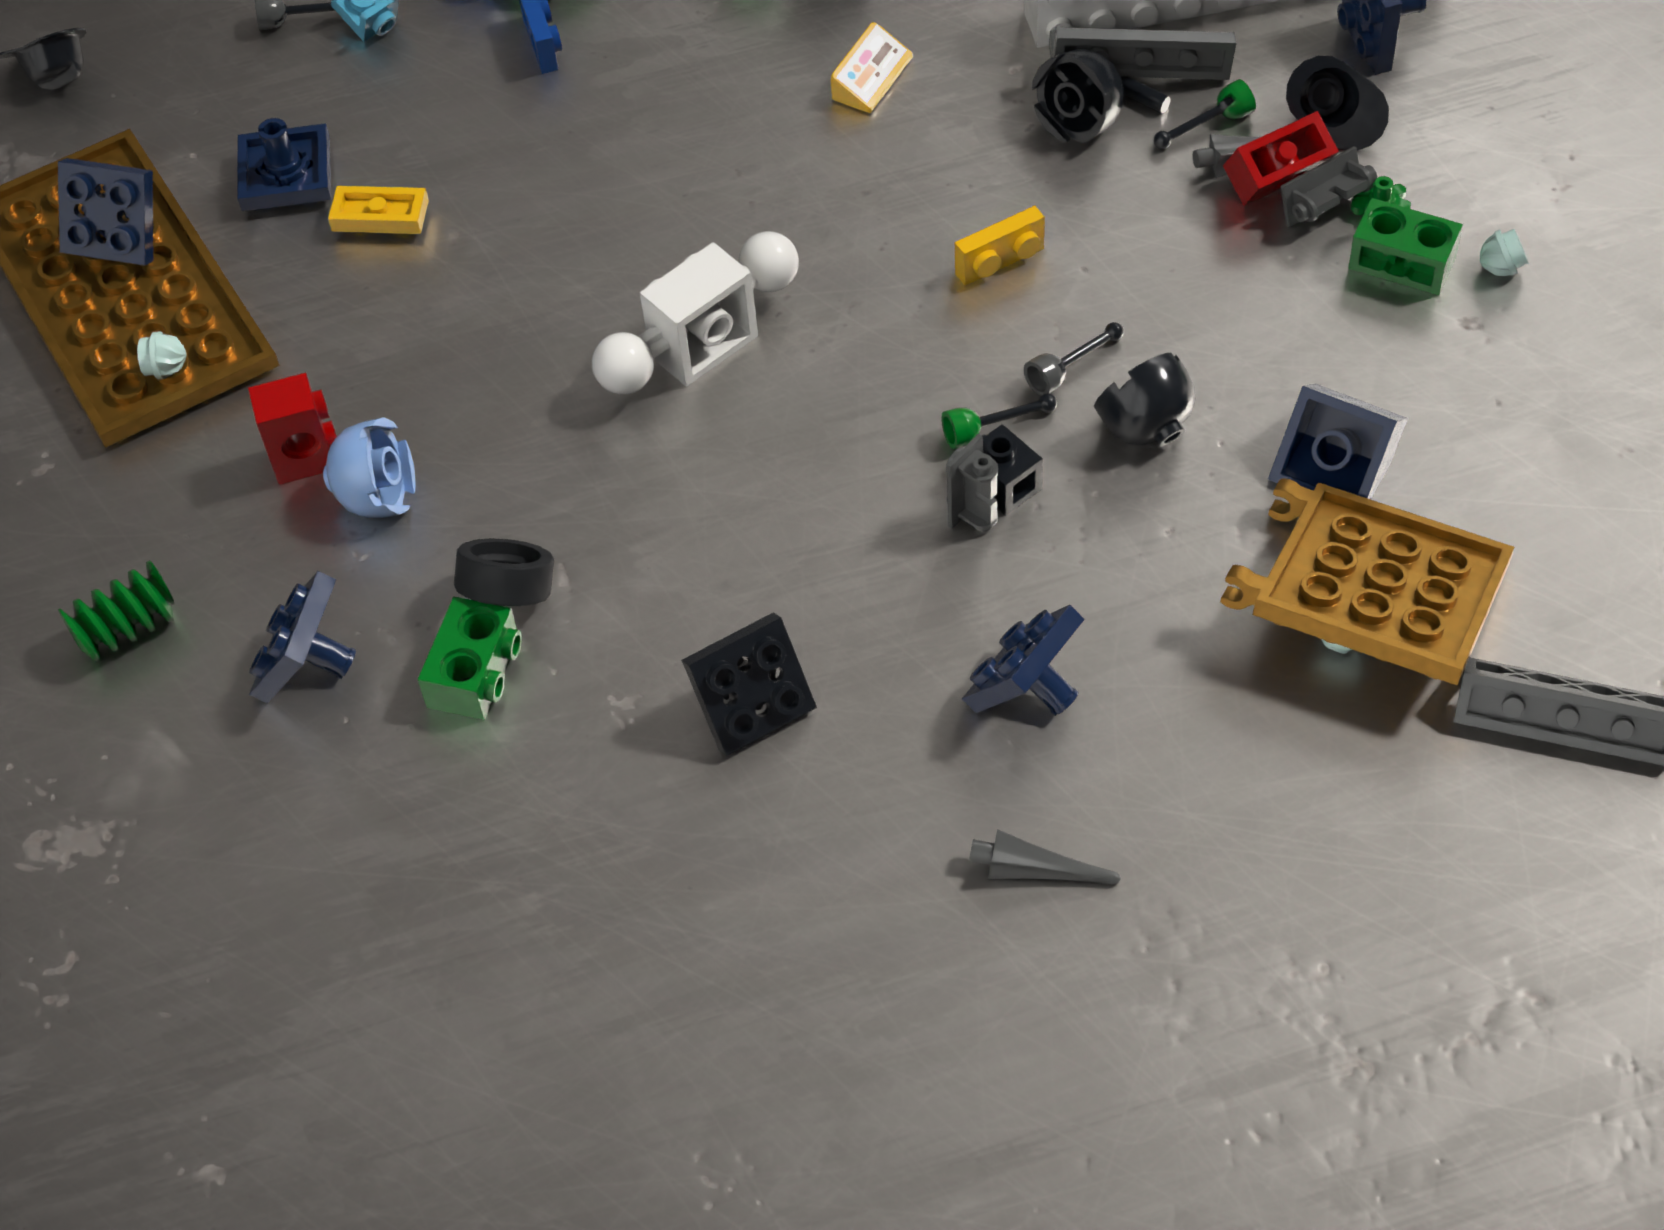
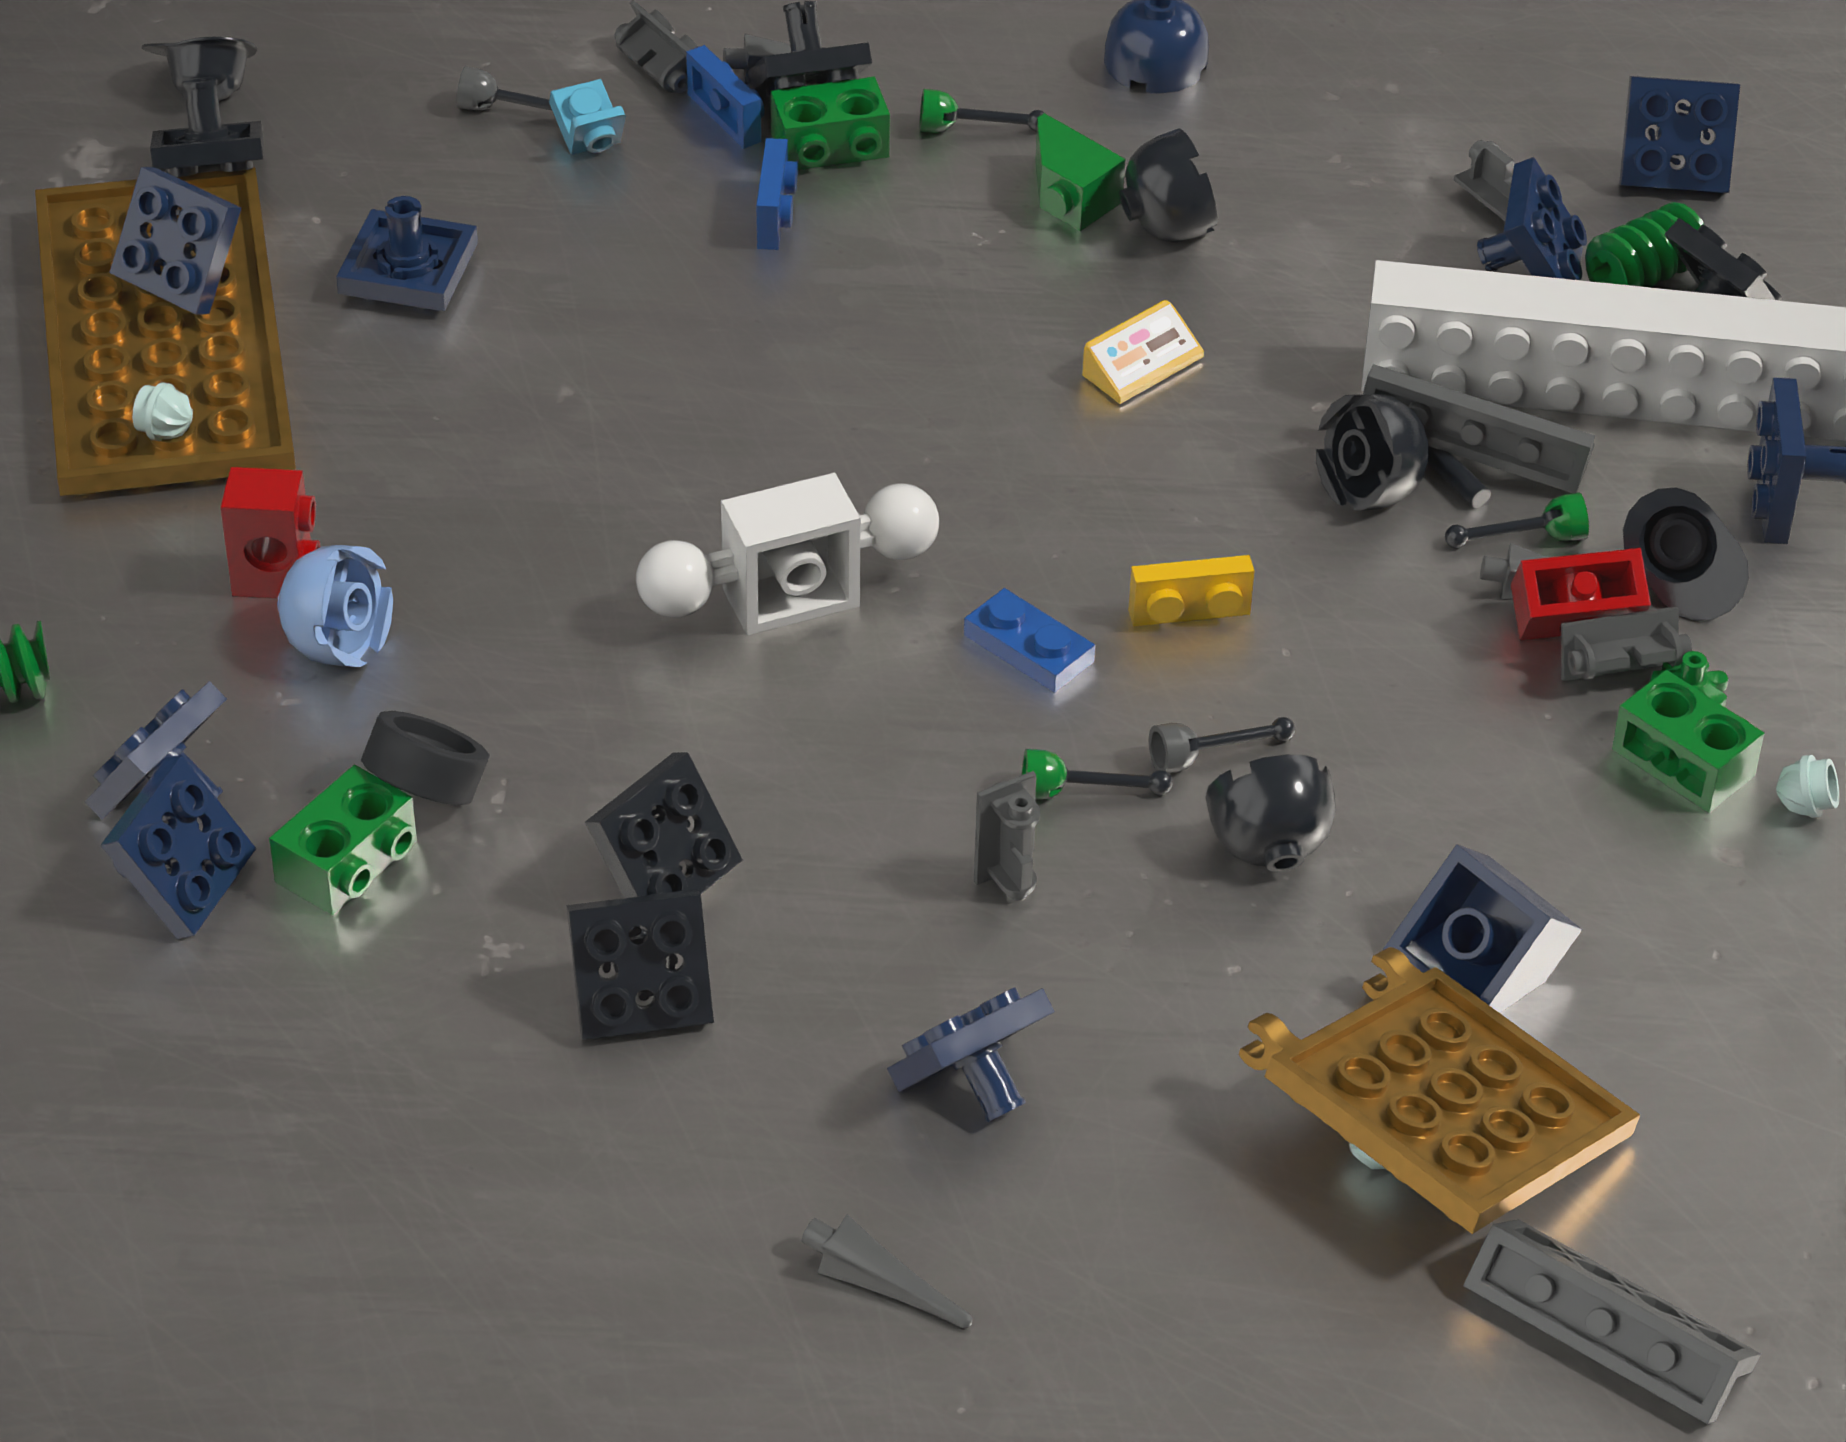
camera: 15 degrees right, 10 degrees down
(82, 117) = (206, 139): none -> black plate
(330, 719) = (168, 858): none -> dark blue plate
(378, 209) = (490, 336): yellow plate -> none
(707, 580) = (647, 848): none -> black plate
(898, 322) = (1029, 640): none -> blue plate
(1018, 468) = (1069, 837): black brick -> none

